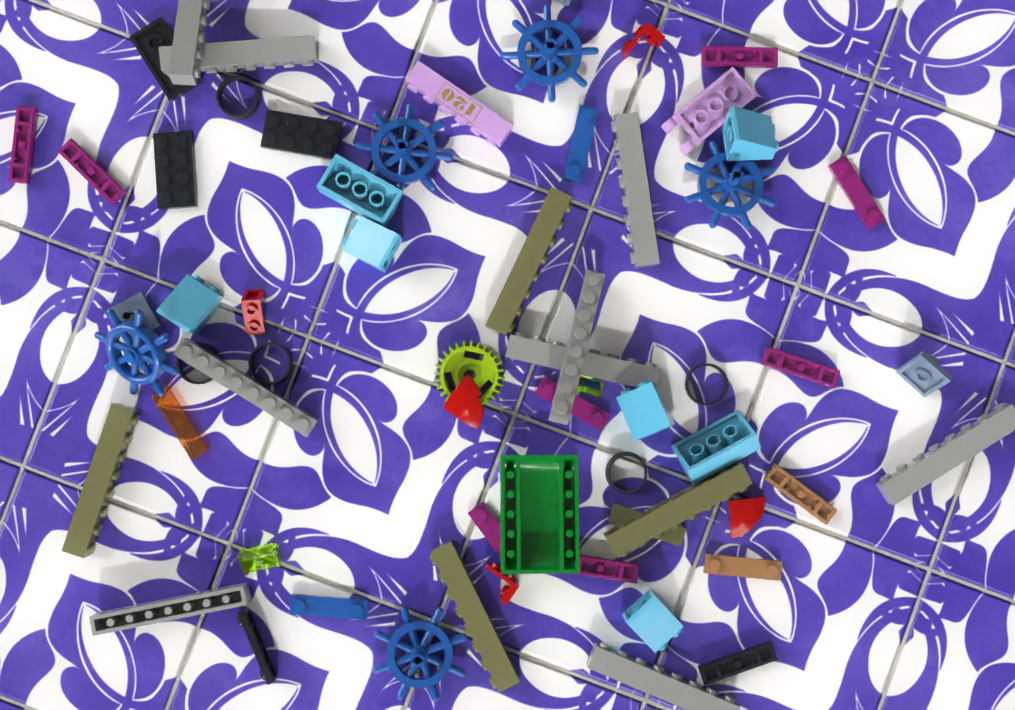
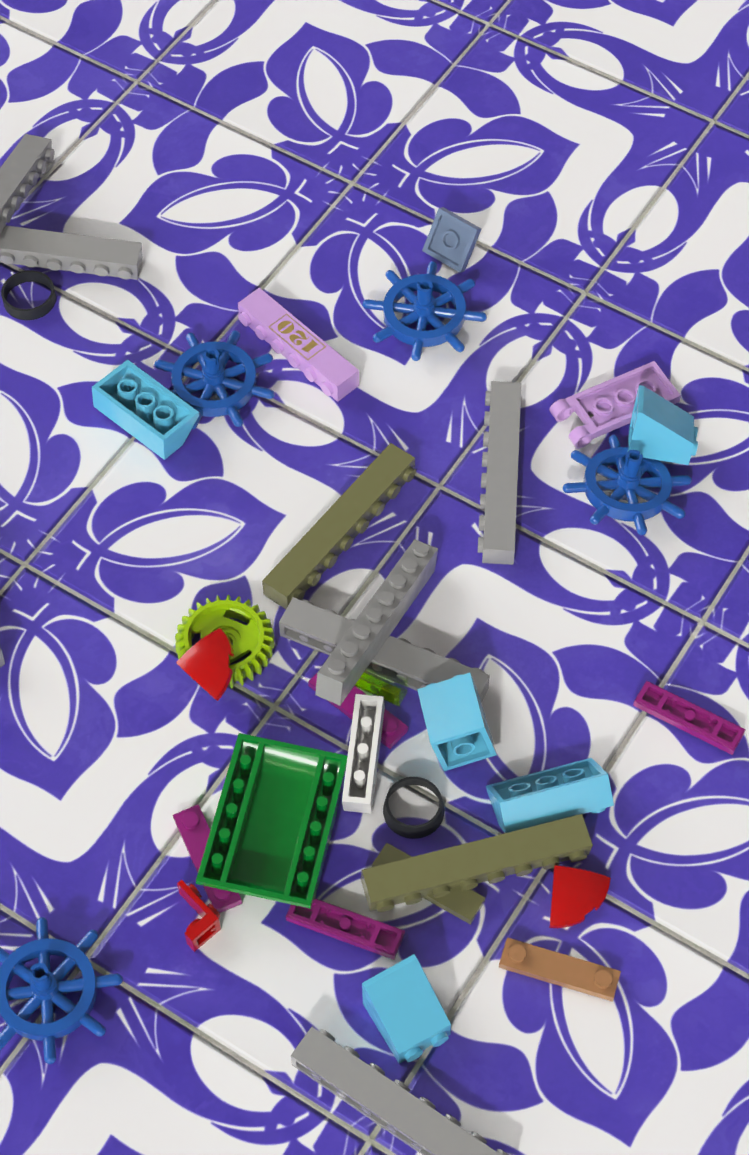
camera: 15 degrees right, 30 degrees down
(301, 134) = (90, 344): black plate -> none
(372, 243) = (144, 469): slope -> none
(475, 616) = (143, 956): olive brick -> none
(580, 143) = (441, 413): blue plate -> none
(587, 448) = (363, 753): none -> white brick
(651, 35) = (549, 309): red bracket -> none
(726, 384) = (551, 690): black tyre -> none
(737, 662) = (525, 1106): black plate -> none
(739, 57) = (665, 354): magenta plate -> none
(800, 494) = (663, 883): medium nougat plate -> none

